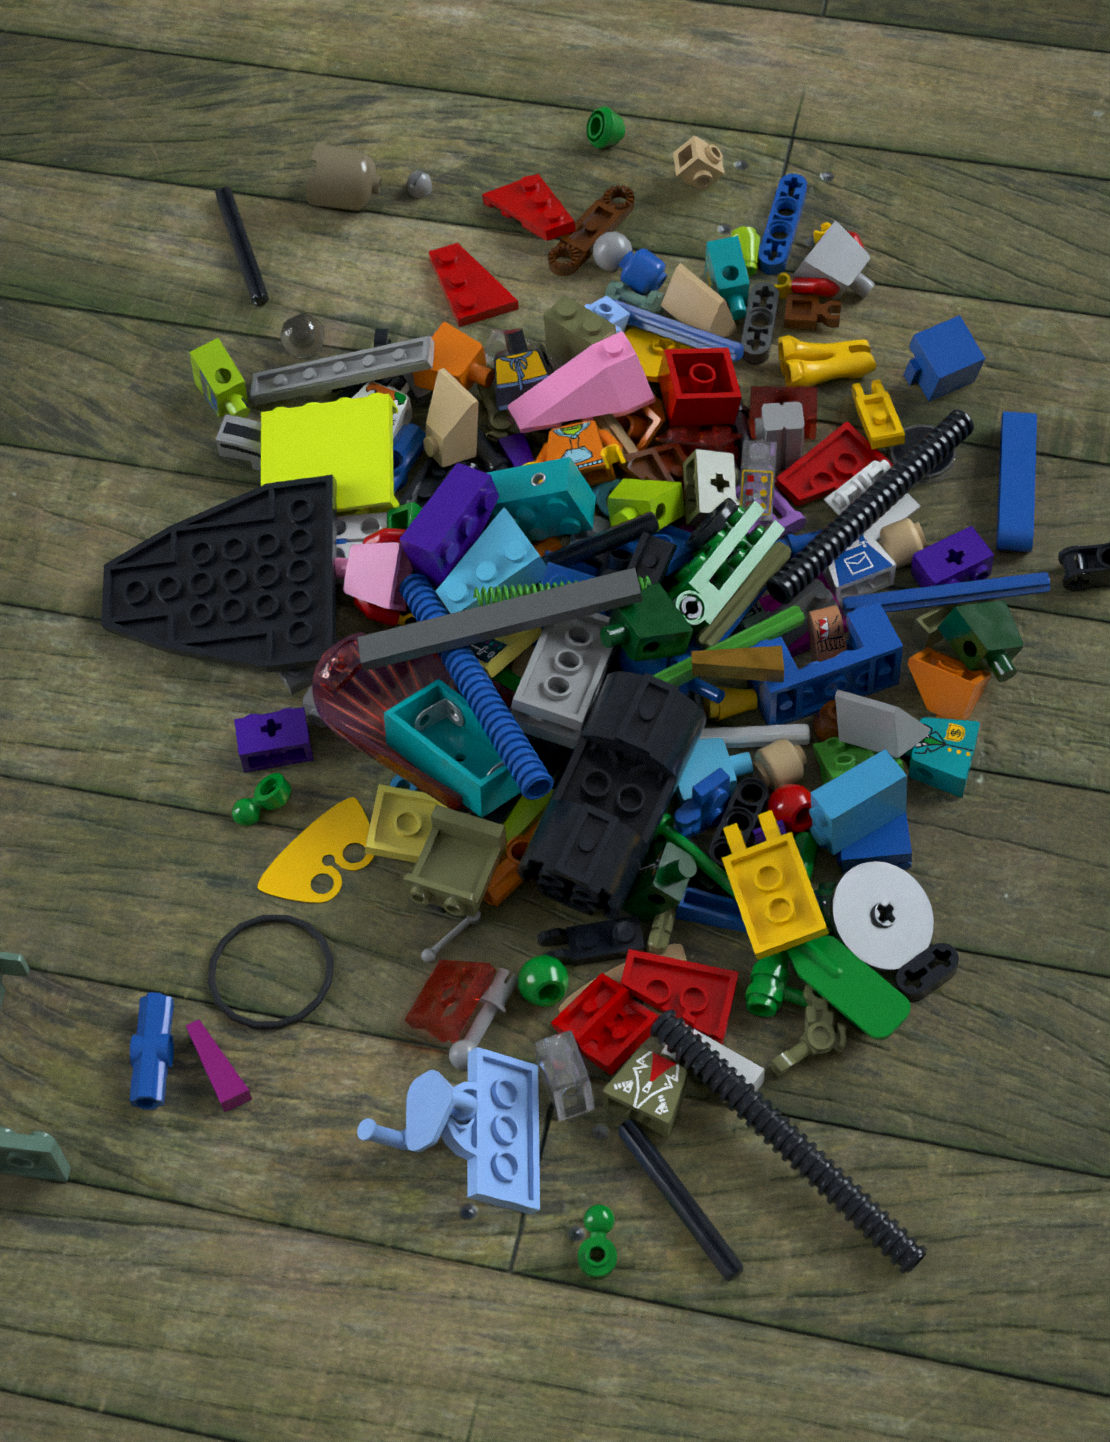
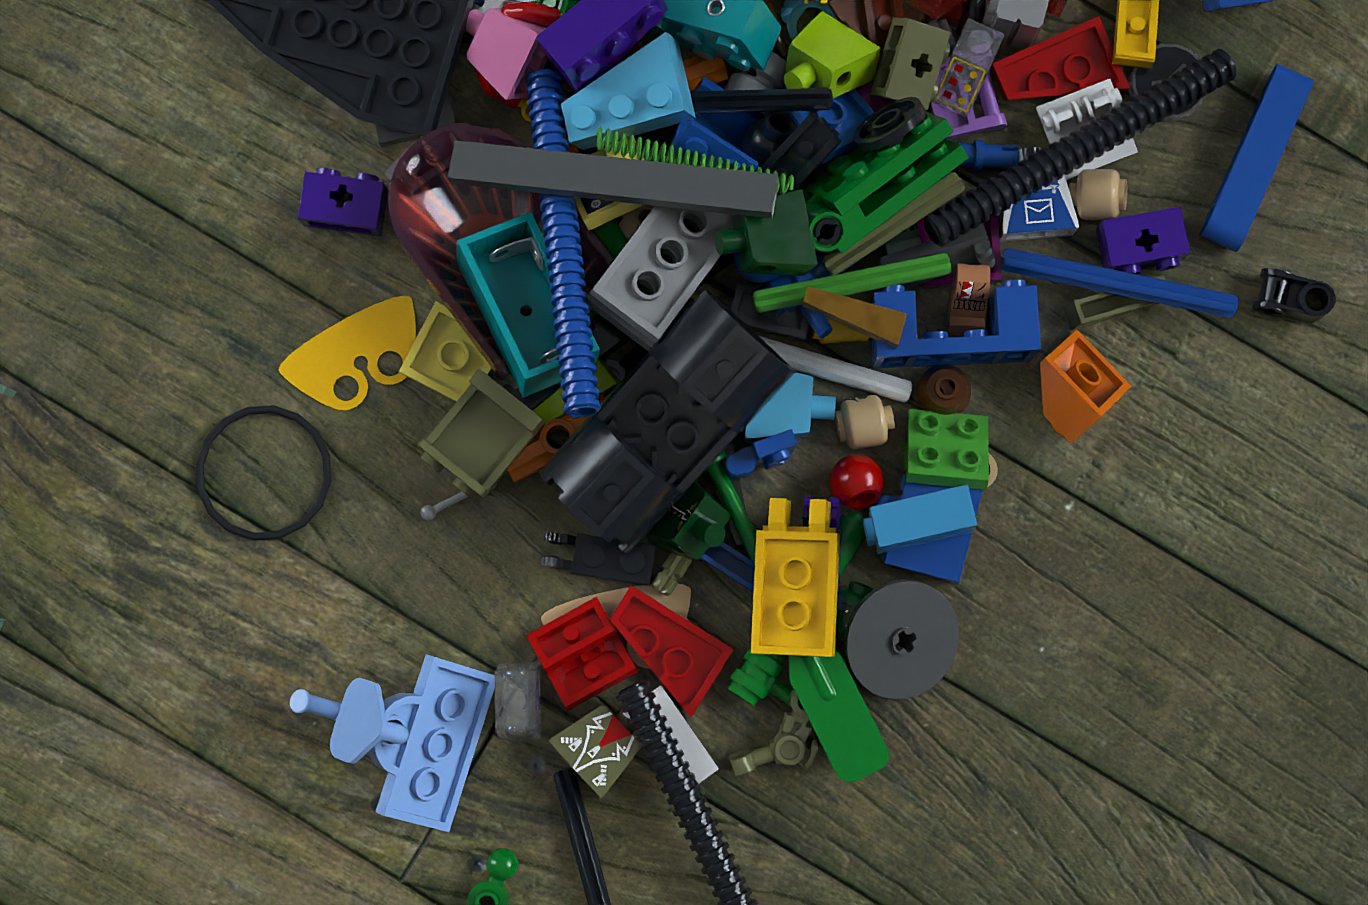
camera: 15 degrees right, 25 degrees up
(152, 1051) = (116, 526): blue piece -> none
(223, 1077) = (178, 571): magenta piece -> none
(269, 794) = (321, 266): green plate -> none
(445, 975) = (399, 575): clear red piece -> none
(494, 1002) = (430, 634): light grey pin -> none
(543, 978) = (532, 590): green piece -> none
(743, 814) = (801, 466): black beam -> none
(876, 724) = (980, 427): light grey slope -> none
(921, 966) = (929, 720): black beam -> none
(945, 754) = (1037, 467): teal torso -> none
(984, 637) = (1139, 351): dark green torso -> none

